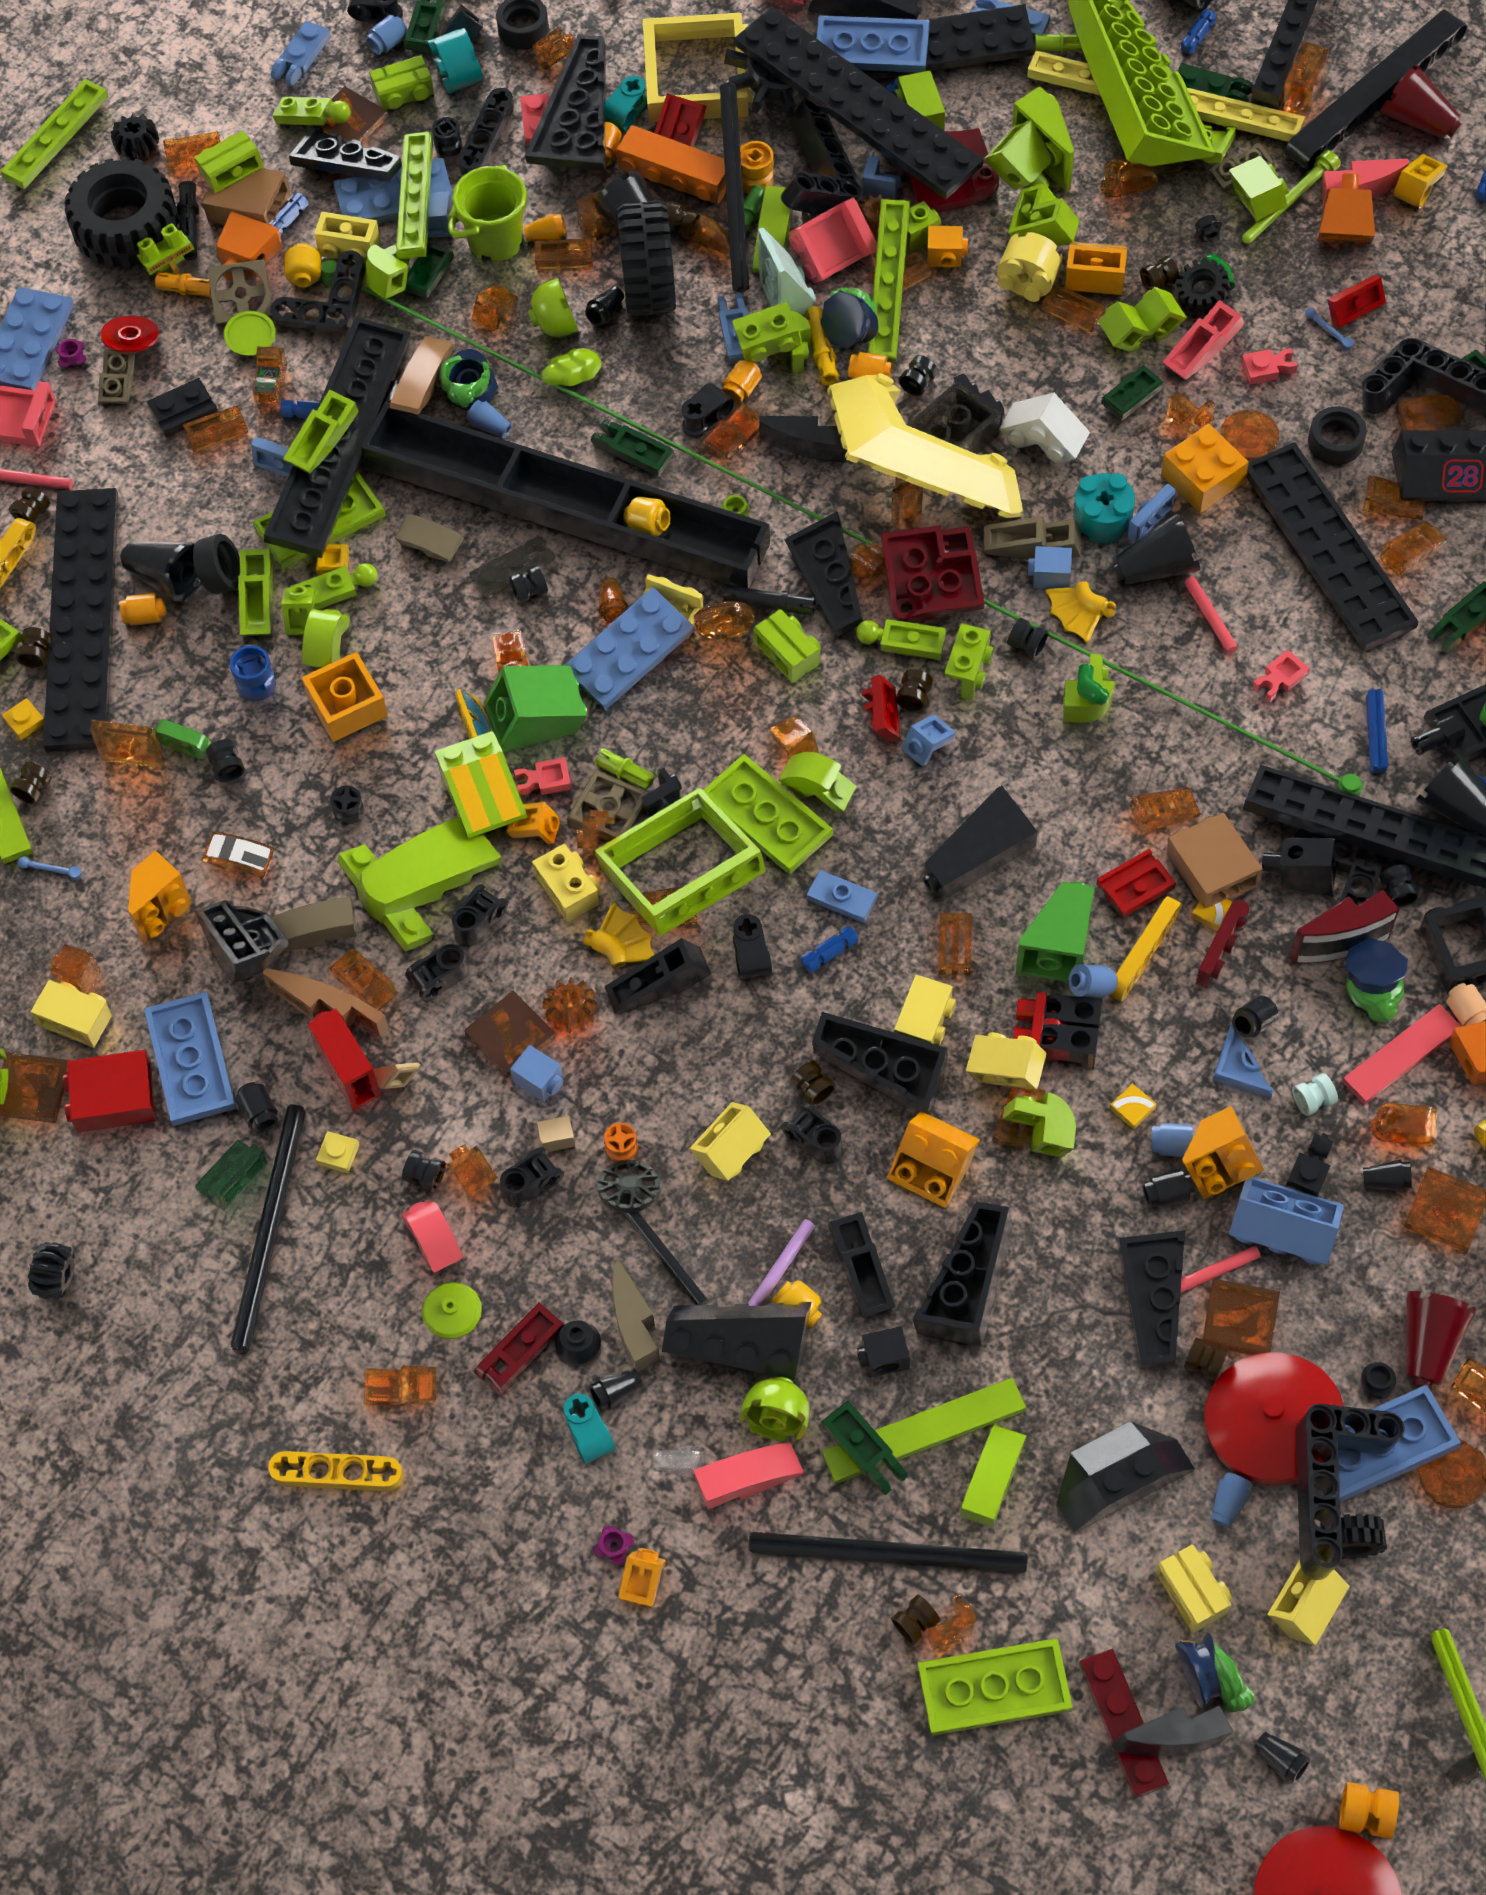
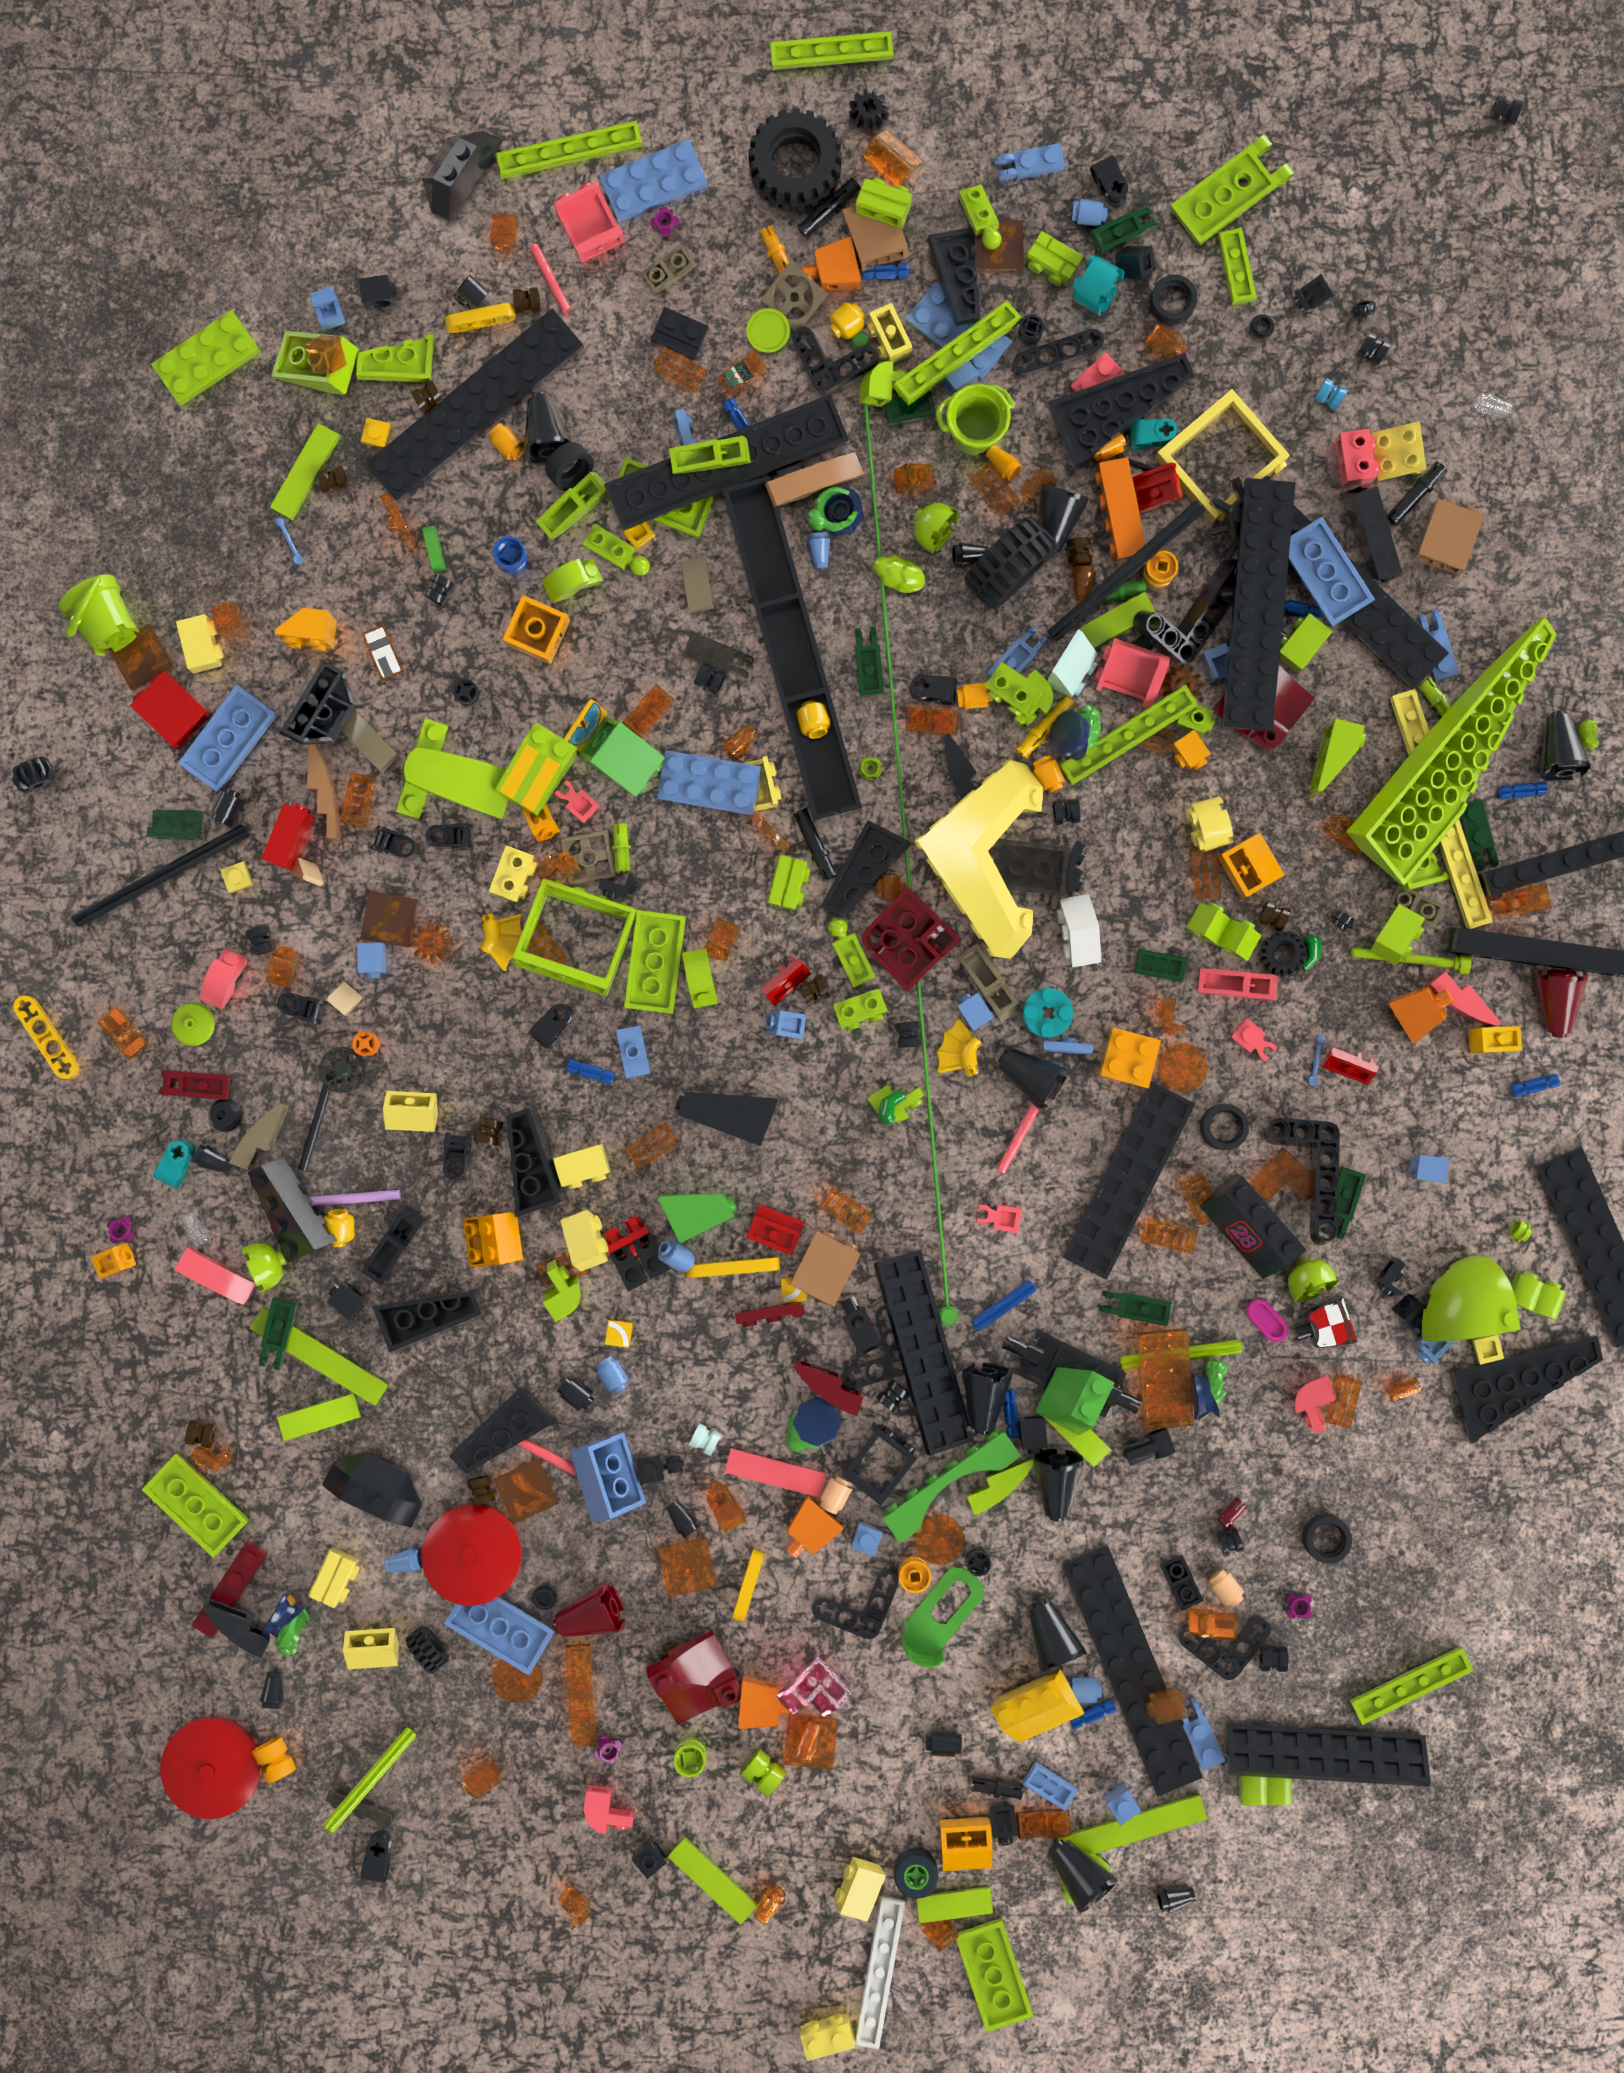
camera: 50 degrees right, 25 degrees up
(129, 334) = (708, 241): red dish -> none
(165, 253) = (784, 218): lime hips -> none
(296, 607) = (580, 544): lime bracket -> none
(658, 977) = (489, 982): black slope -> none
(888, 1552) = (231, 1388): black axle -> none
(1020, 157) = (1301, 751): lime torso -> none
(1043, 214) = (1254, 802): lime brick -> none
(1221, 1154) = (616, 1413): light orange slope -> none
(1239, 1067) = (694, 1377): medium blue tile -> none
(1255, 1016) = (730, 1369): black brick -> none
(1325, 1474) = (442, 1616): black beam -> none

